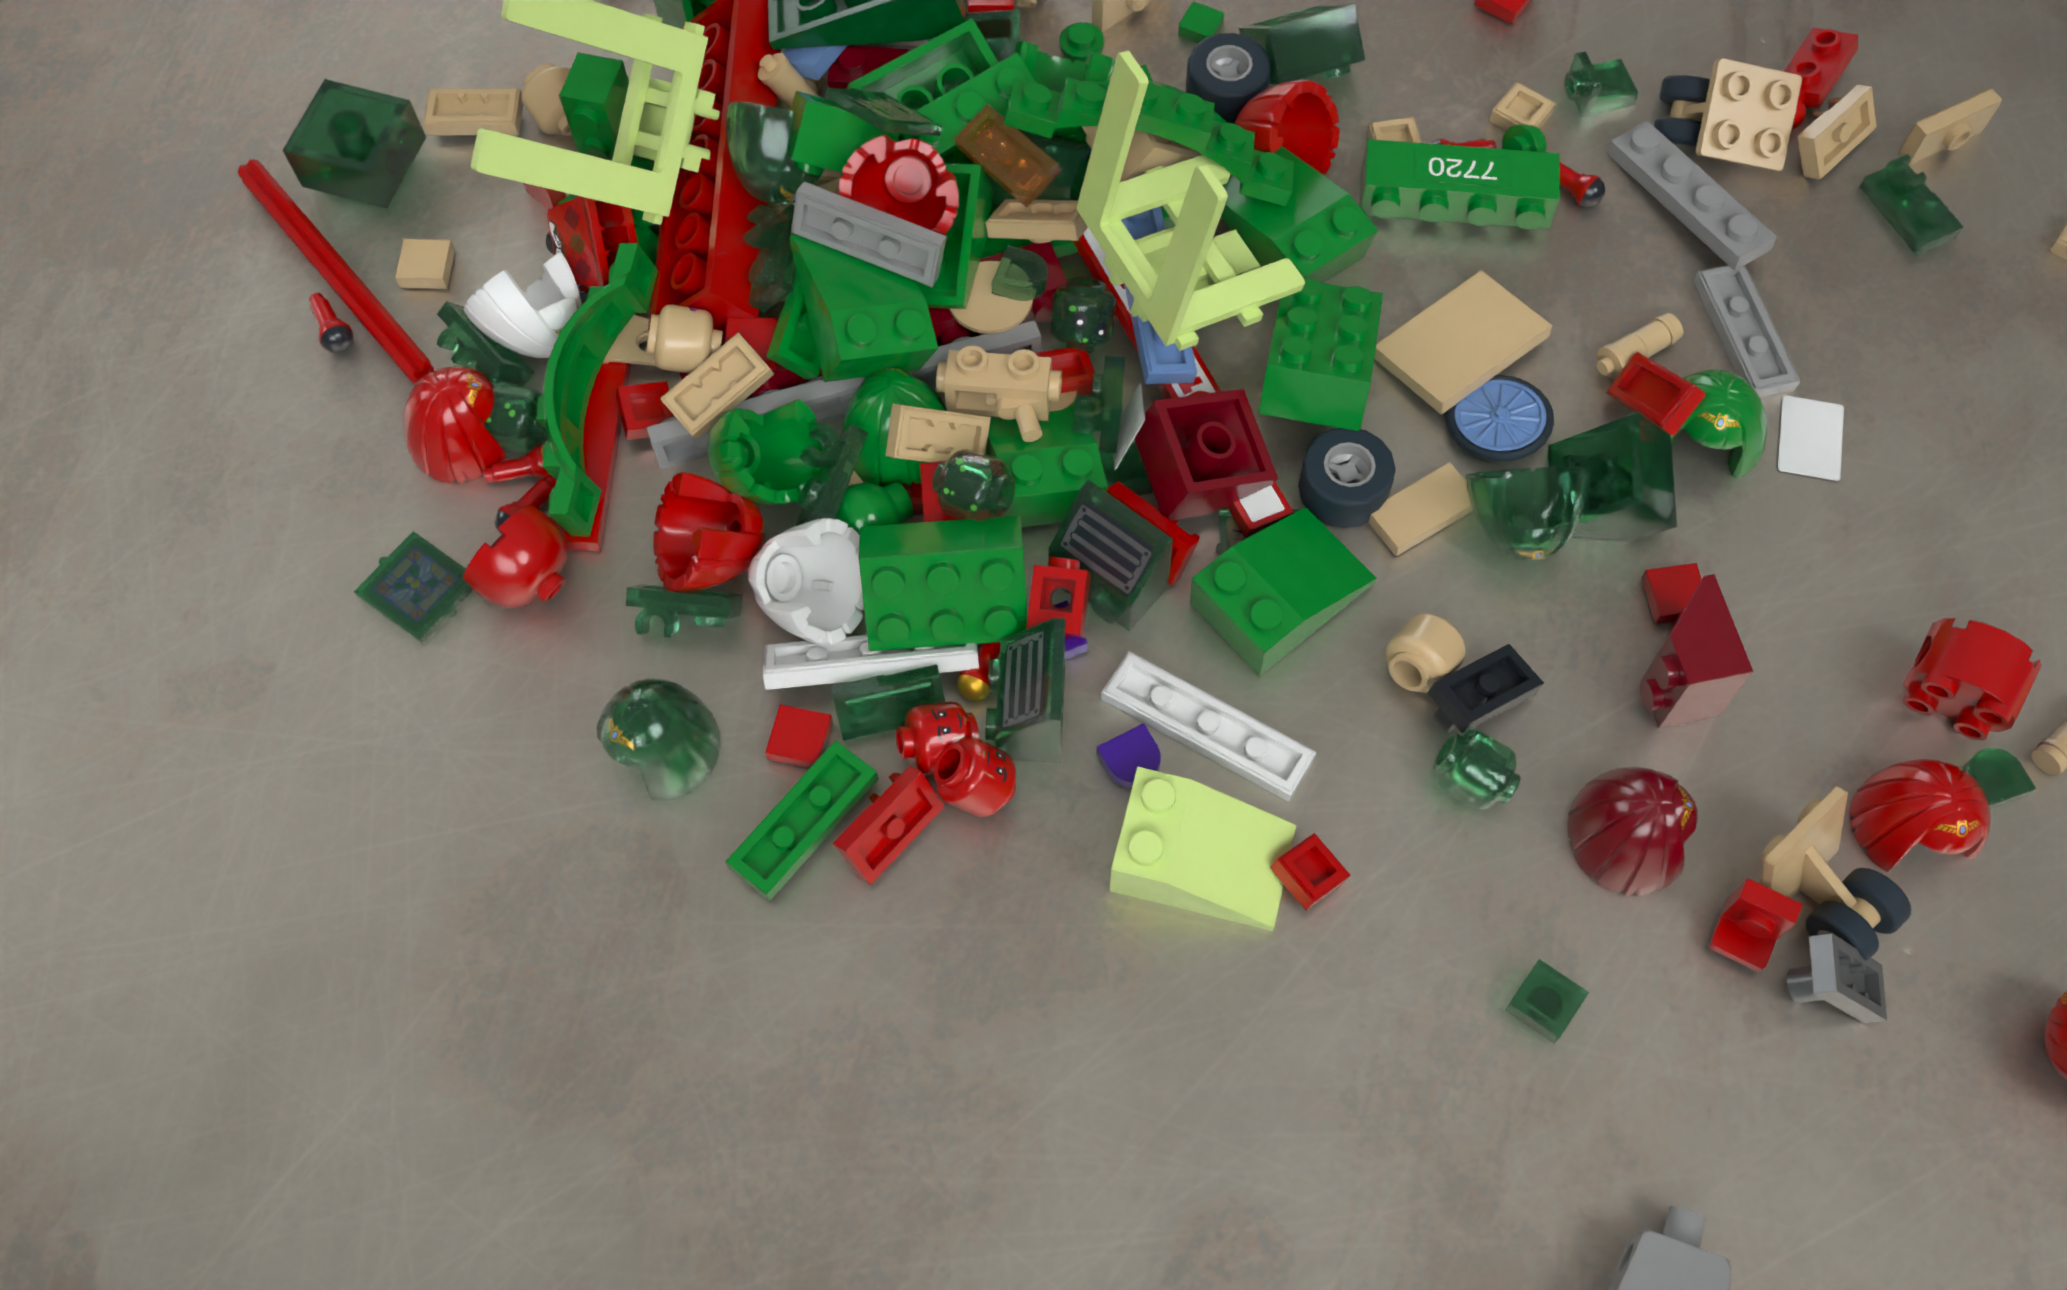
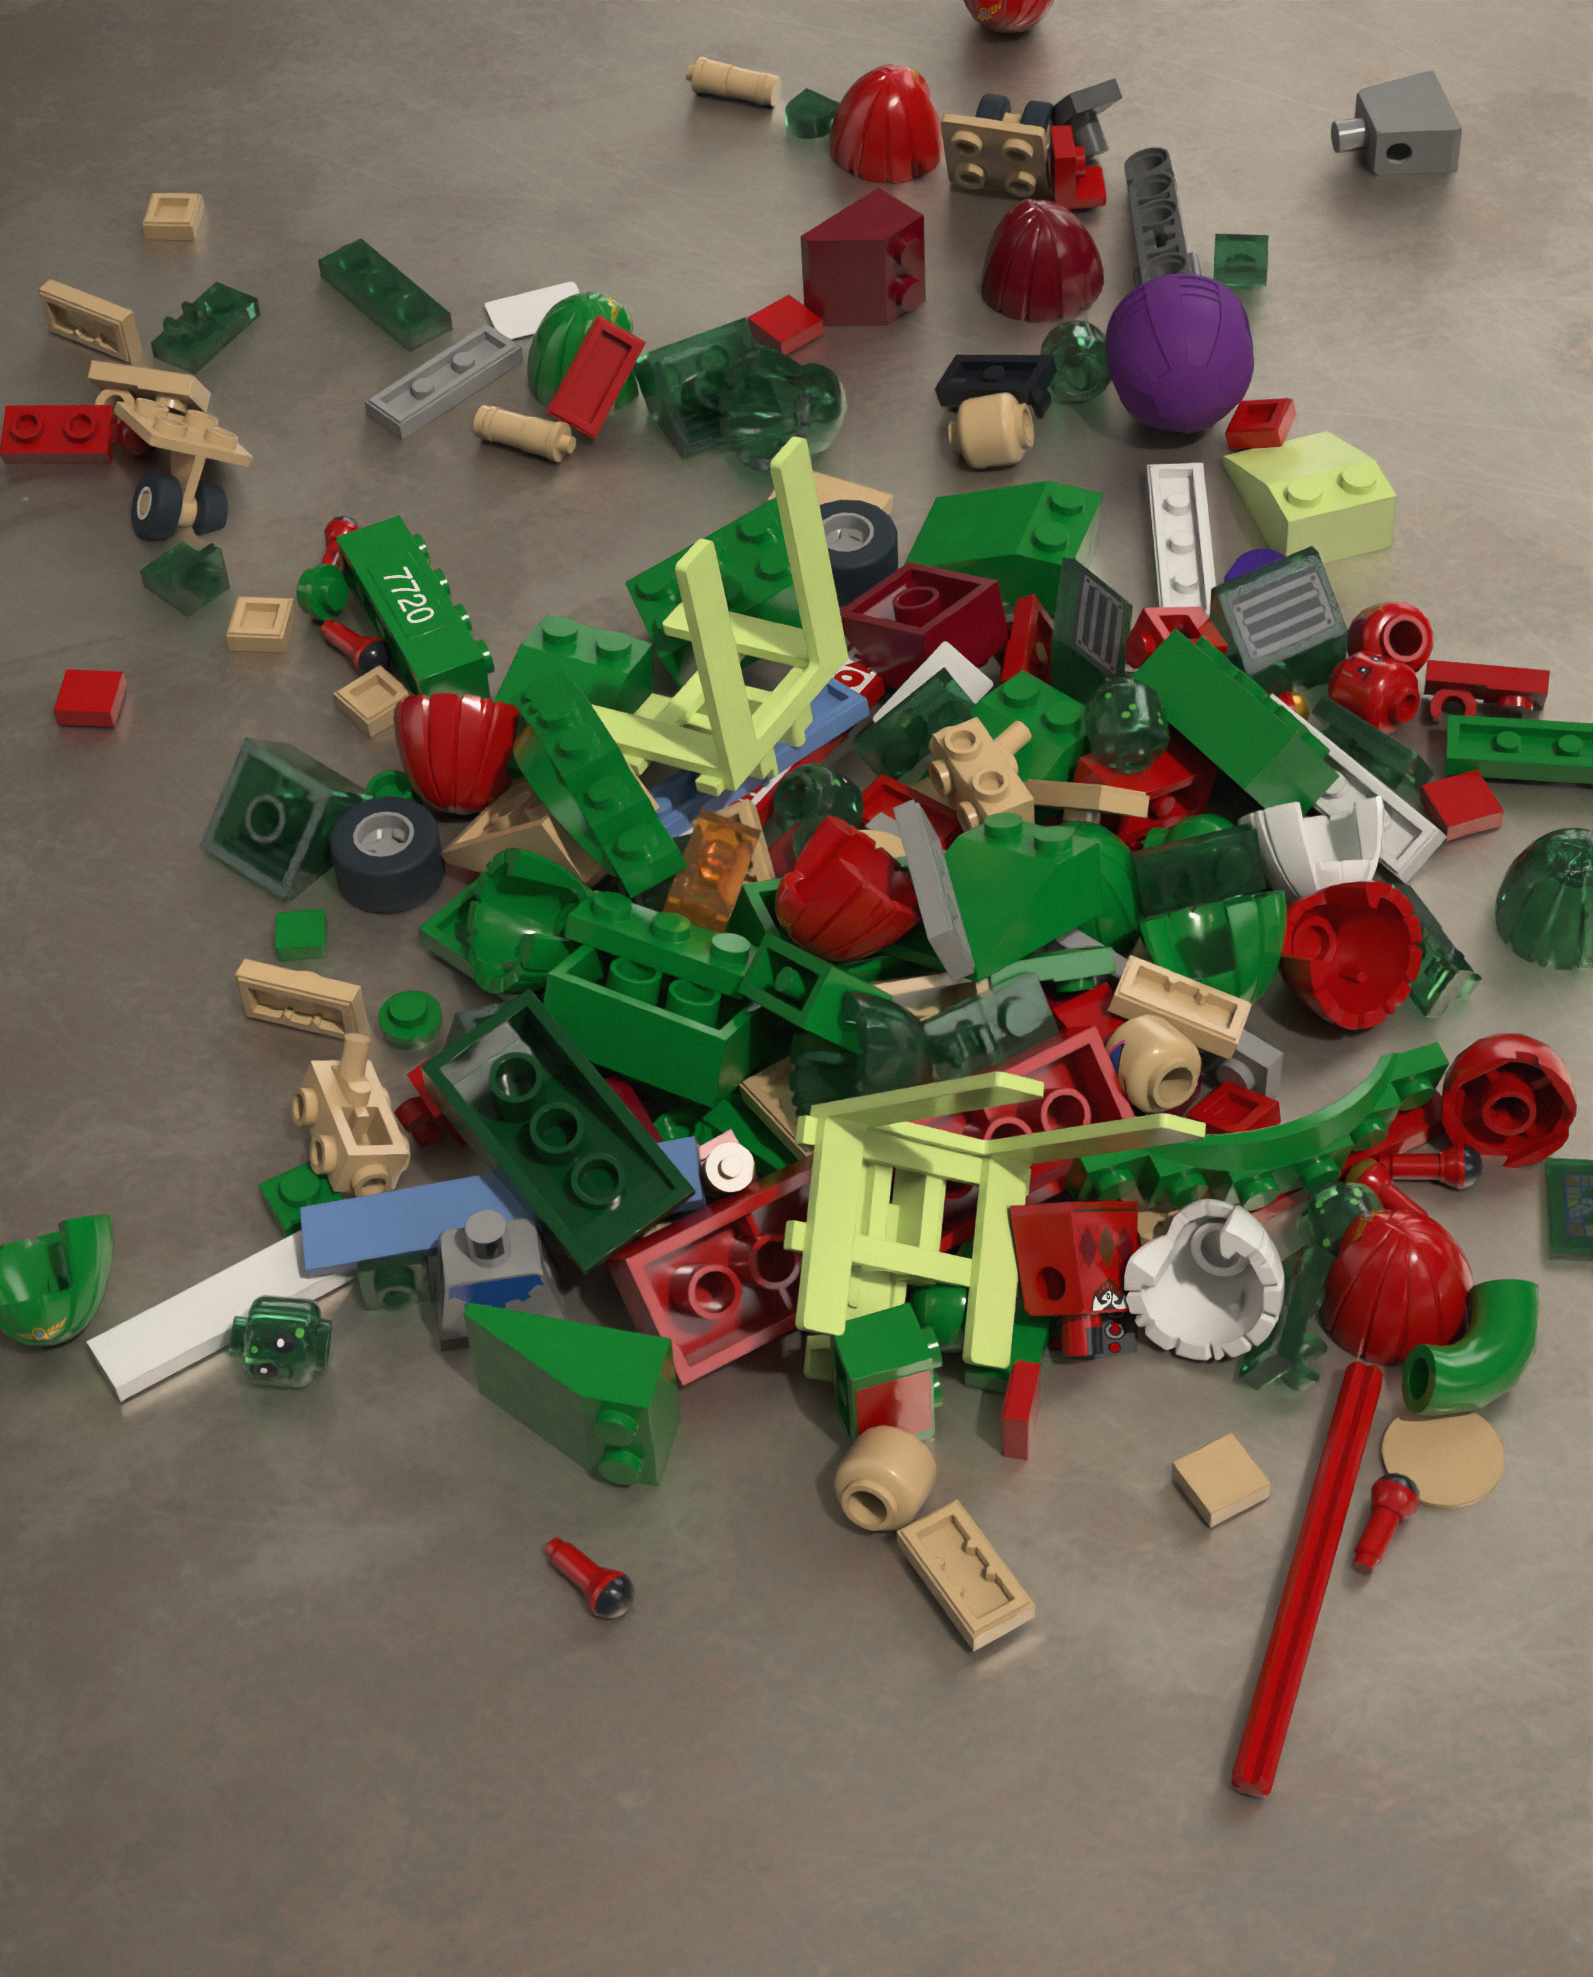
camera: 120 degrees left, 15 degrees down
(346, 387) = (1448, 1456): none -> tan piece
(355, 143) = (1132, 1638): clear green brick -> none
(366, 430) = (1484, 1361): none -> green cylinder
(883, 111) = (764, 948): clear green piece -> none
(1388, 805) = (1179, 338): none -> dark purple piece
(1461, 341) = (602, 539): tan tile -> none
(1502, 420) = (682, 494): medium blue wheel -> none
(1691, 195) = (301, 461): light grey plate -> none
(1889, 337) = (385, 295): none -> clear green plate
(1971, 677) = (748, 125): red brick -> none

